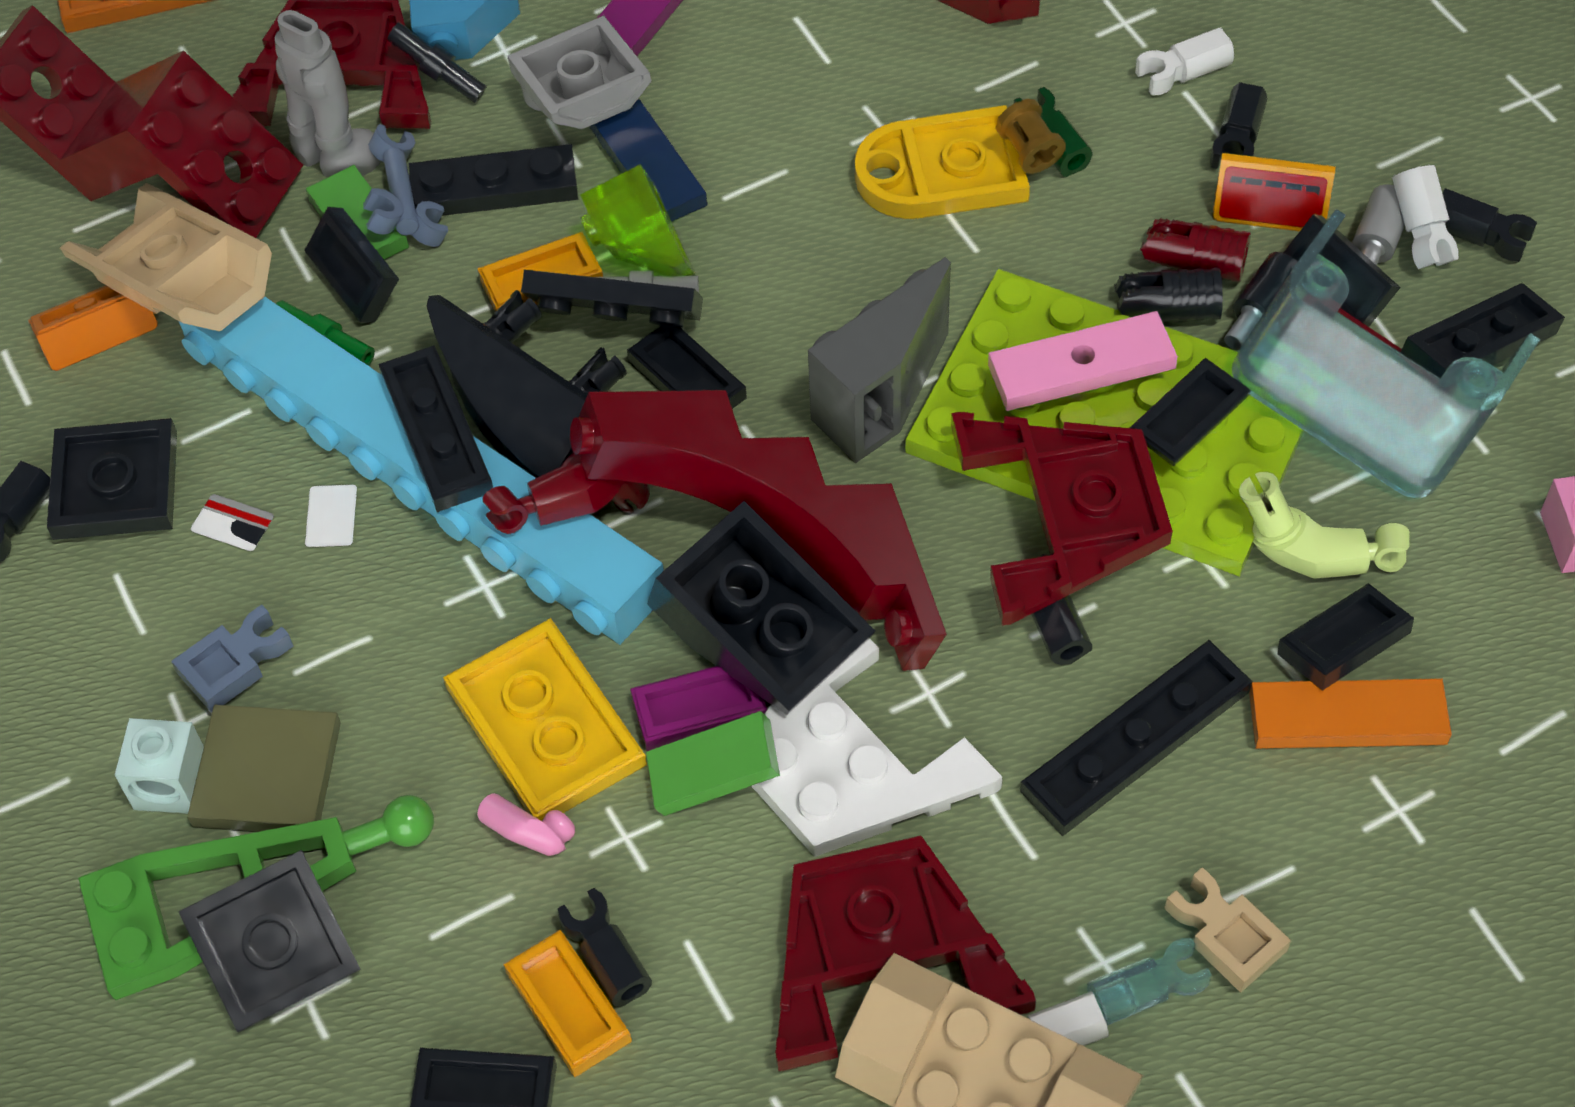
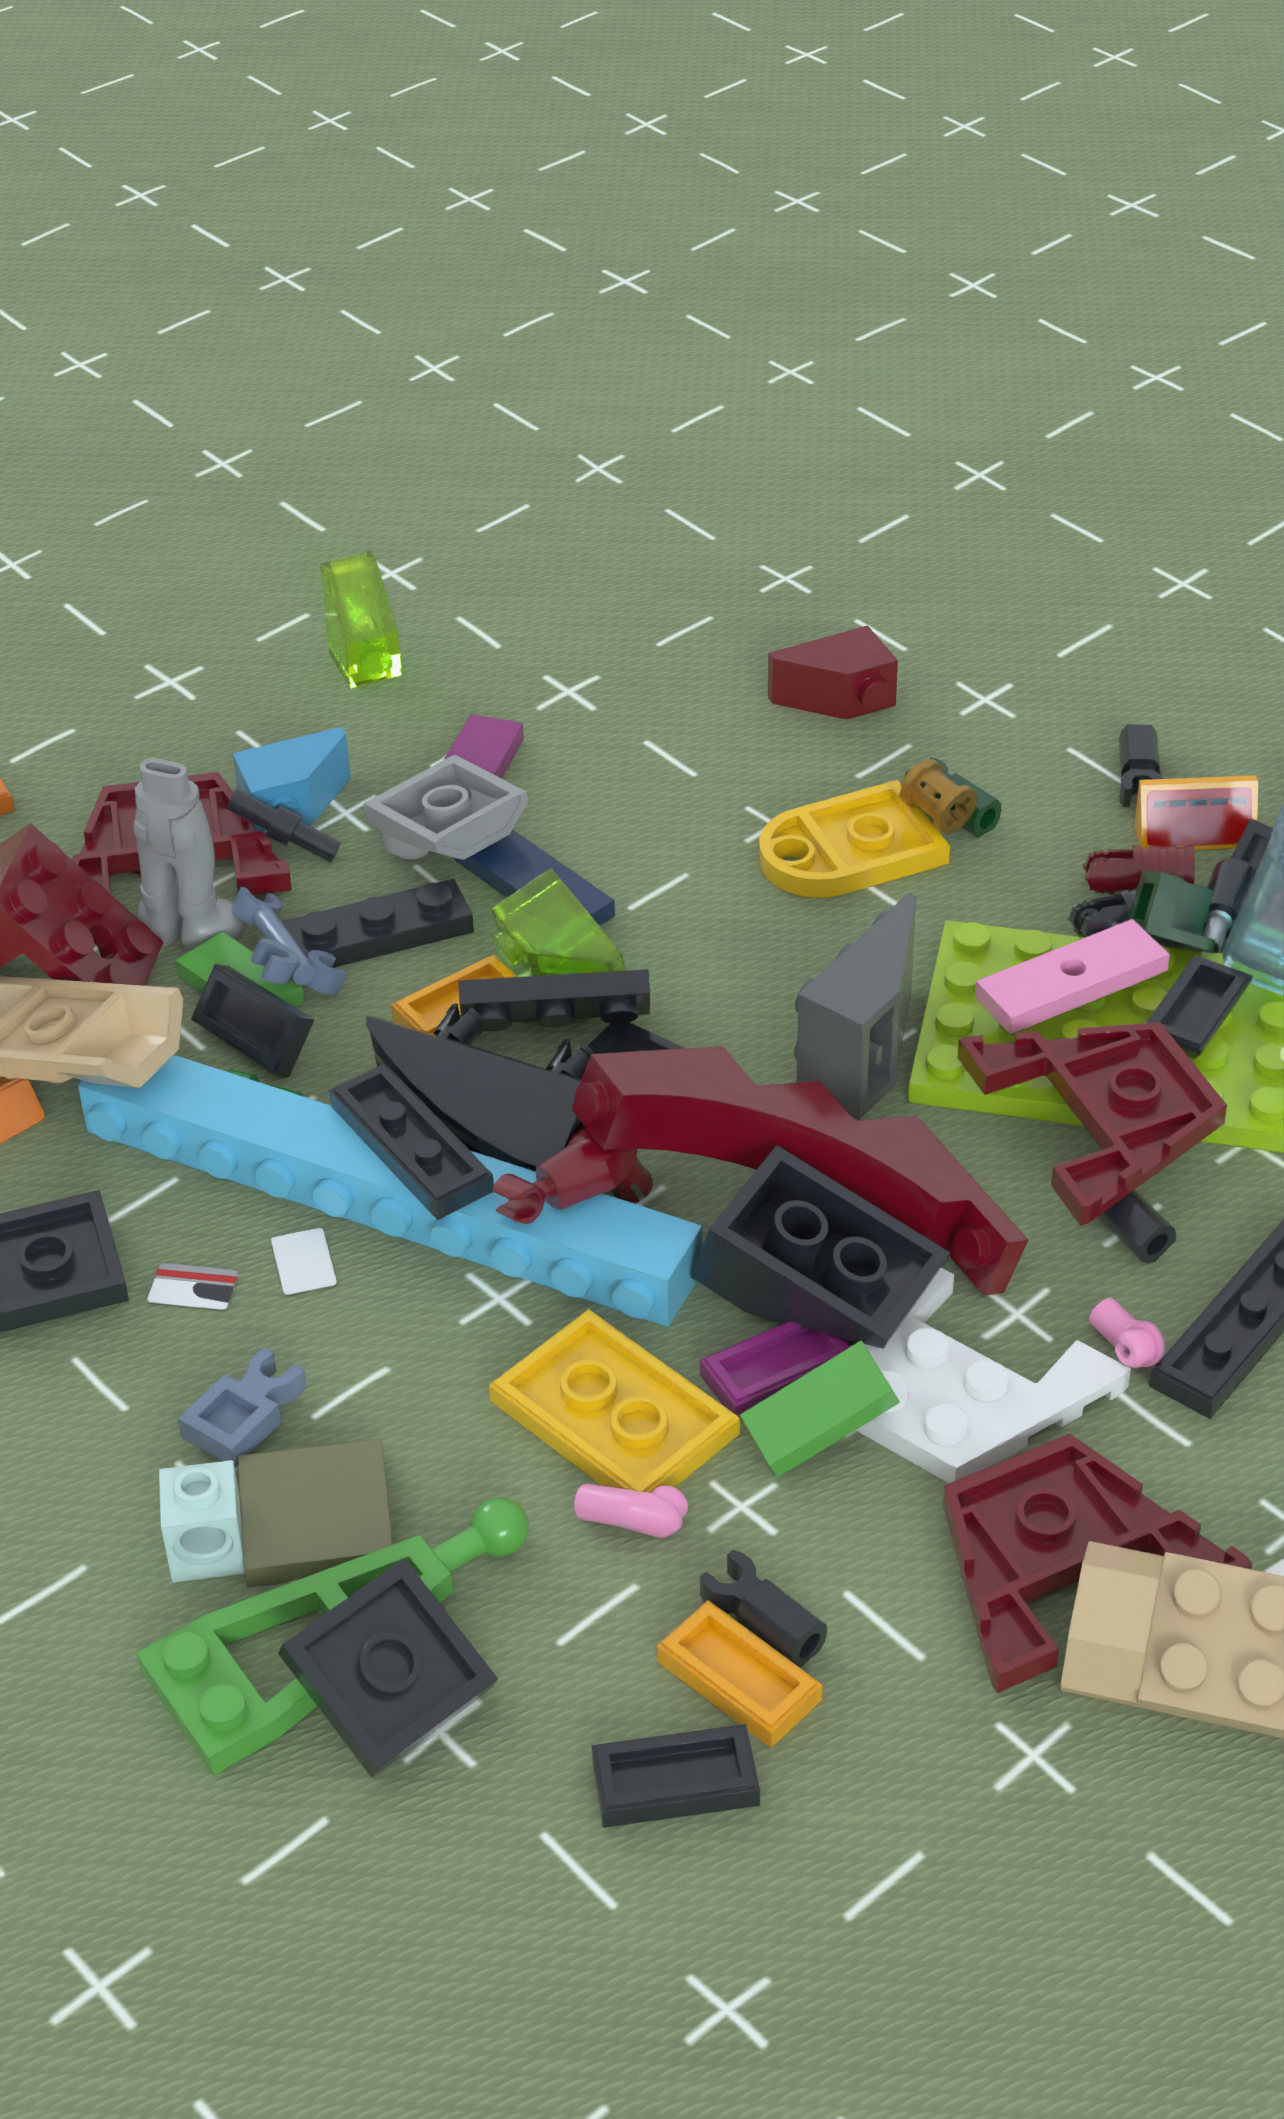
camera: 15 degrees left, 15 degrees down
(1016, 749) = (1135, 1341): none -> bright pink arm
(1186, 60) = (1063, 717): white bar -> none
(1202, 306) = (1172, 909): none -> dark green panel

